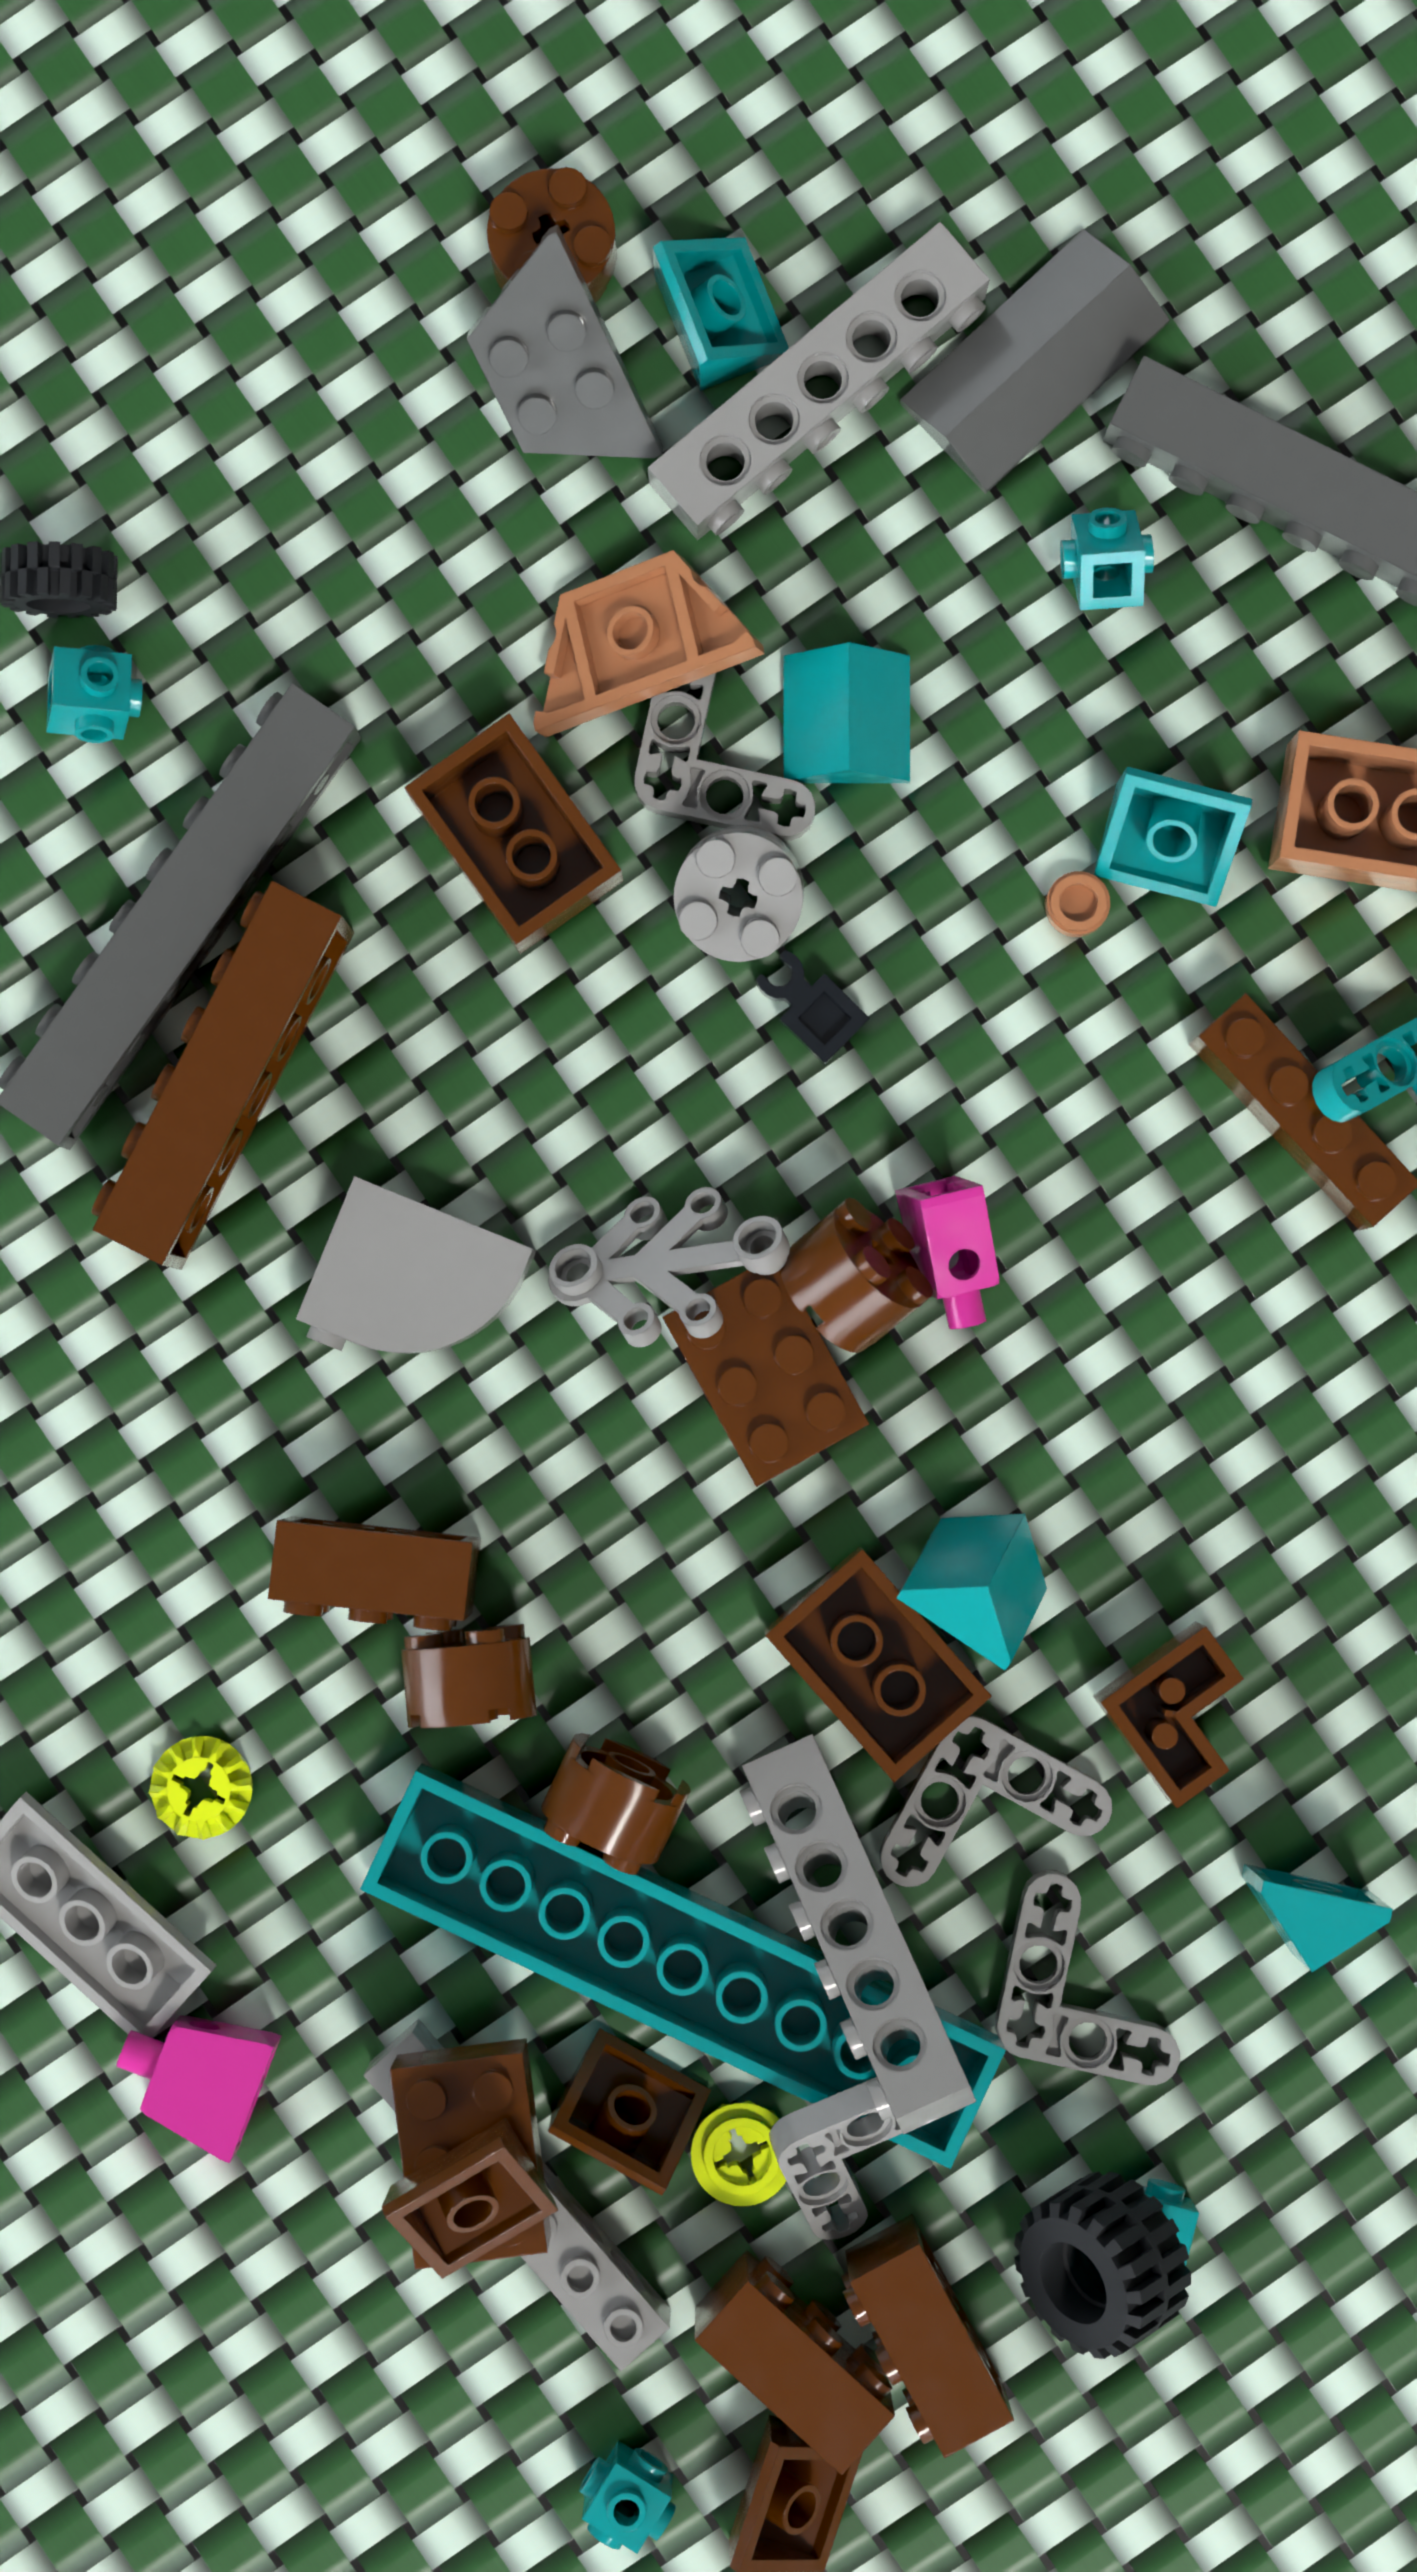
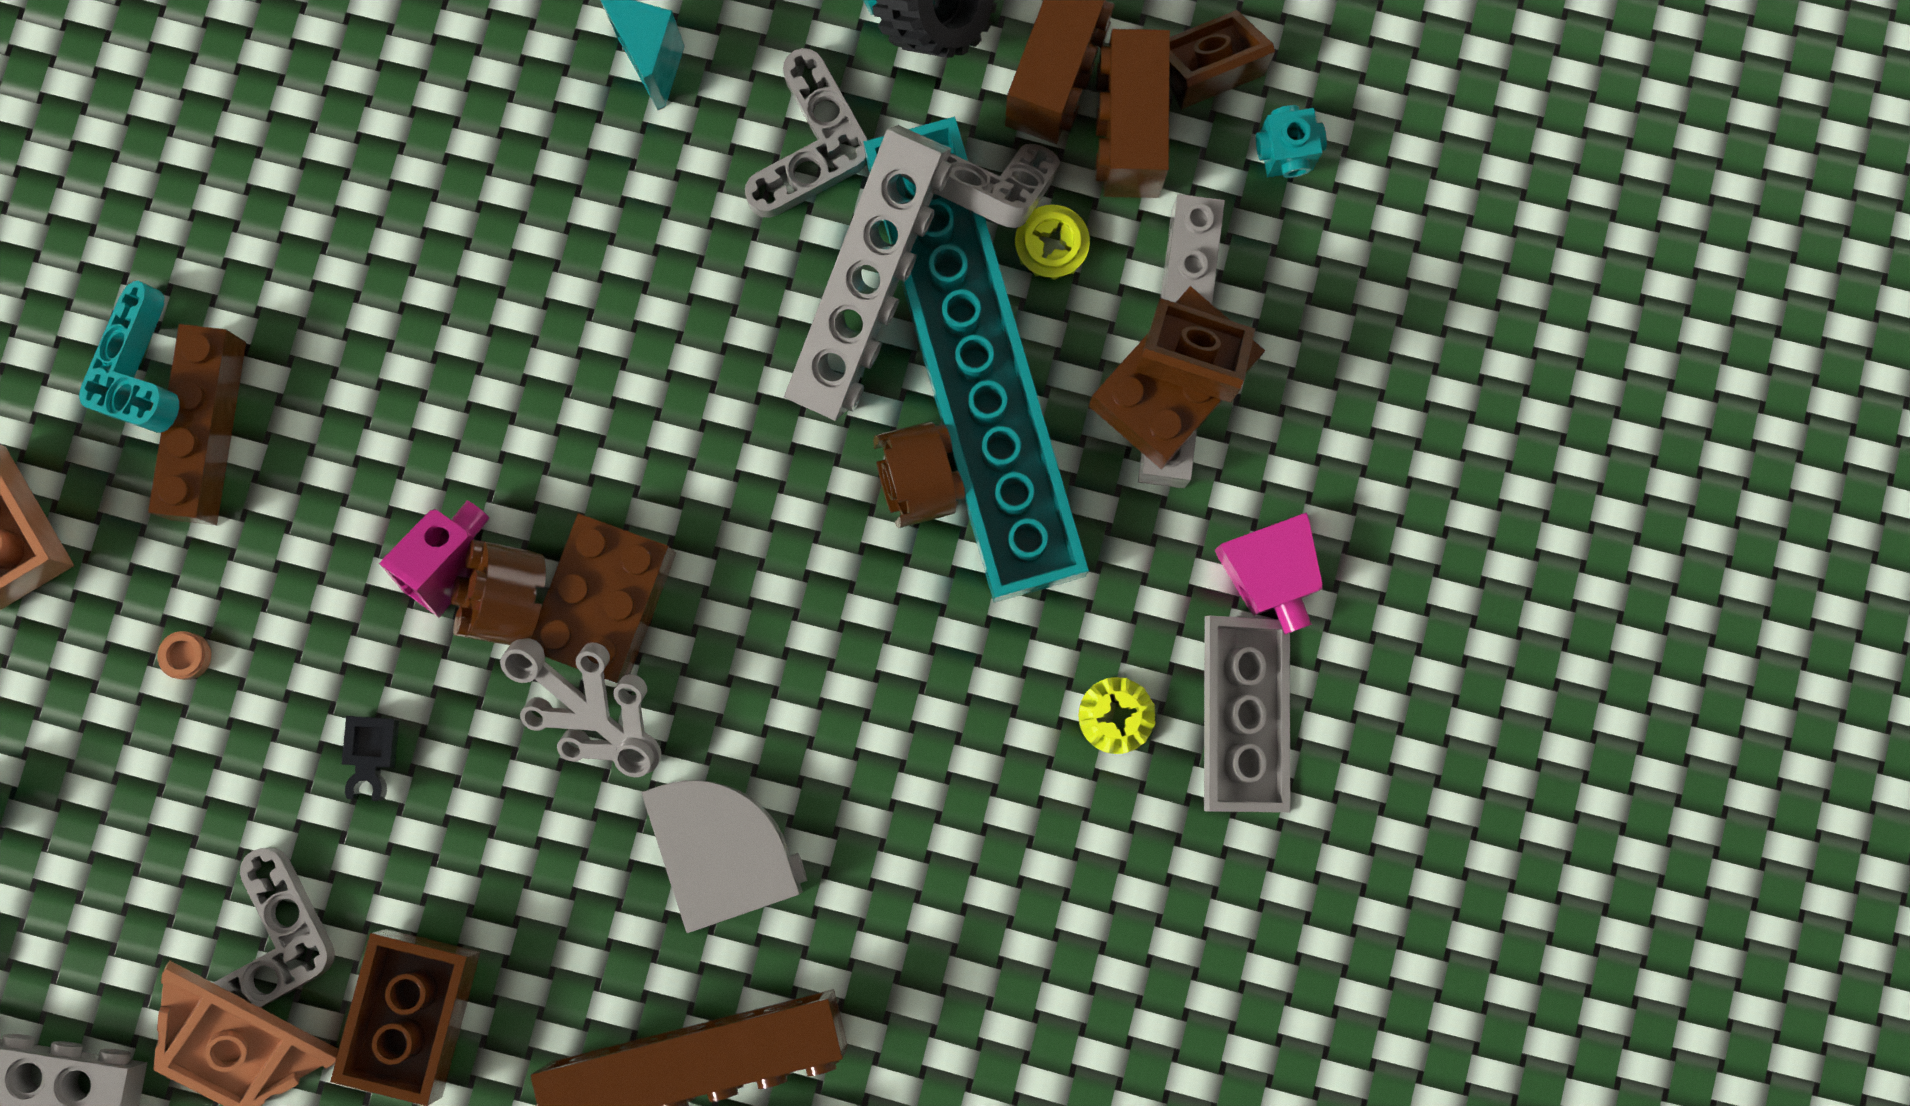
camera: 135 degrees left, 5 degrees down
(374, 1572) = (903, 719): reddish brown brick -> none
(468, 1680) = (920, 614): reddish brown brick -> none
(629, 2111) = (1082, 321): reddish brown slope -> none
(706, 910) = (304, 842): light grey brick -> none
(846, 715) = (179, 884): teal slope -> none
(876, 1664) = (712, 395): reddish brown brick -> none
(979, 1582) = (617, 379): teal slope -> none
(991, 1771) = (723, 286): light grey beam -> none
(1156, 1706) = (602, 224): reddish brown brick -> none
(1171, 836) = (93, 635): teal slope -> none

